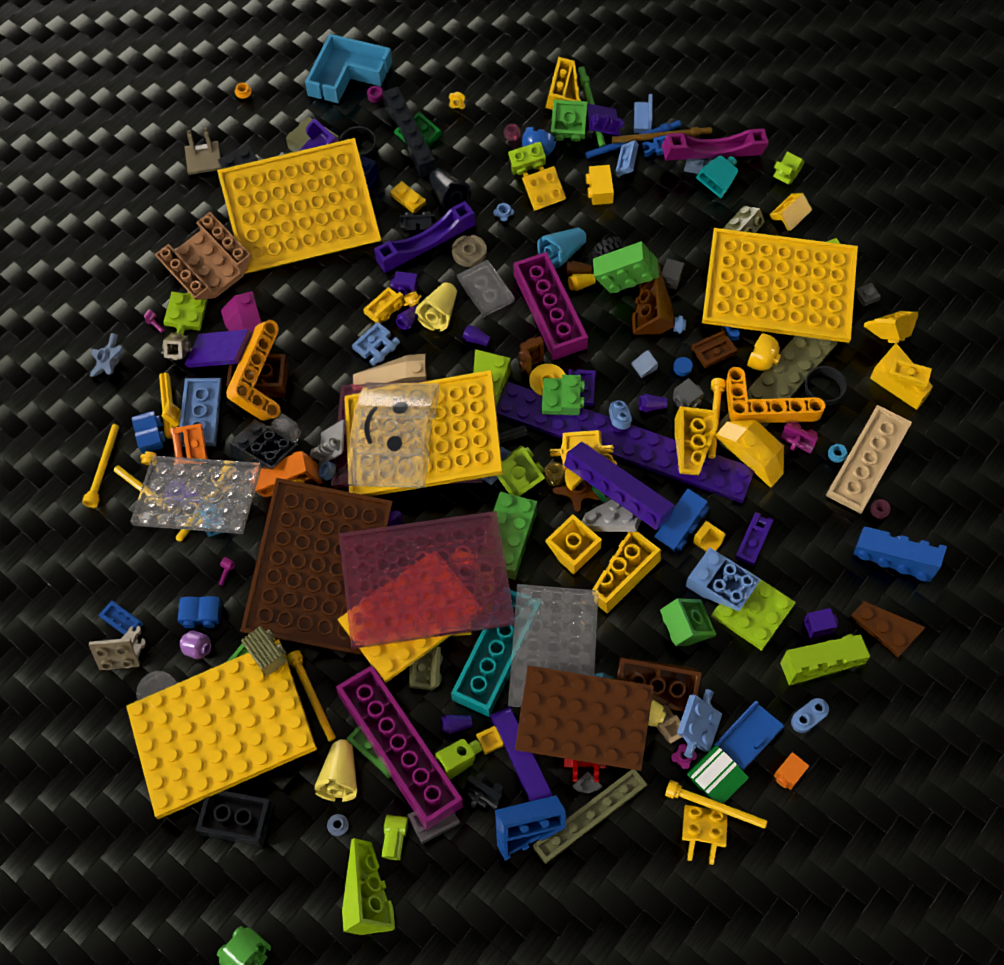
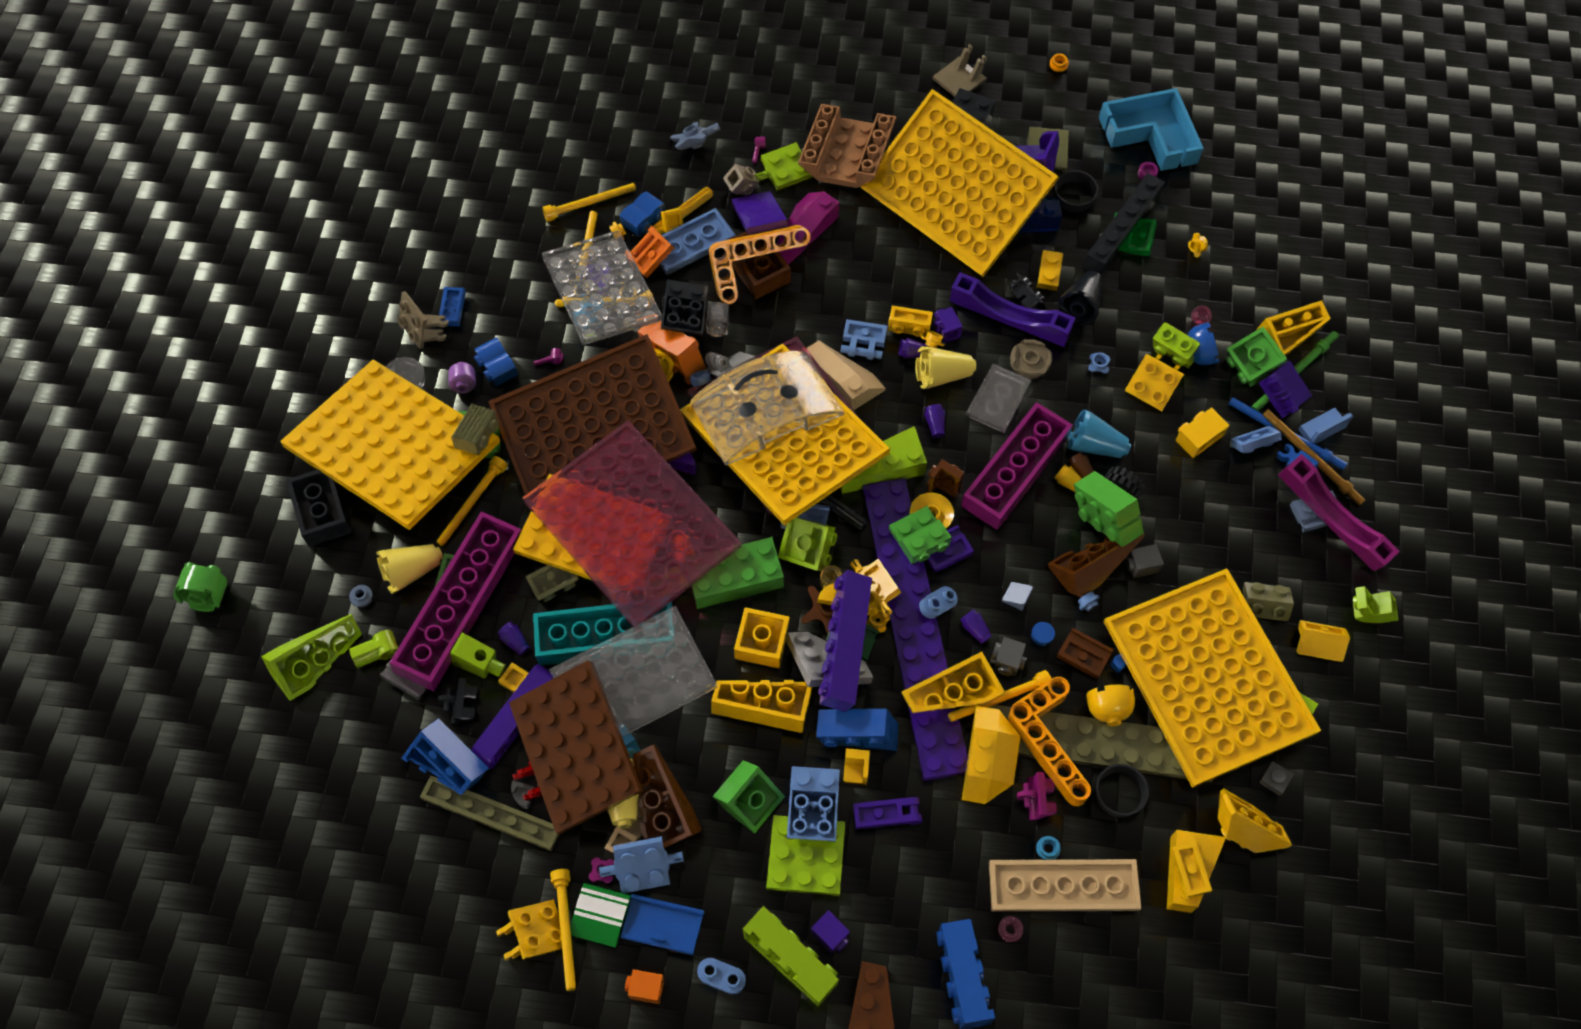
camera: 55 degrees right, 0 degrees up
(718, 174) = (1307, 539): teal torso -> none

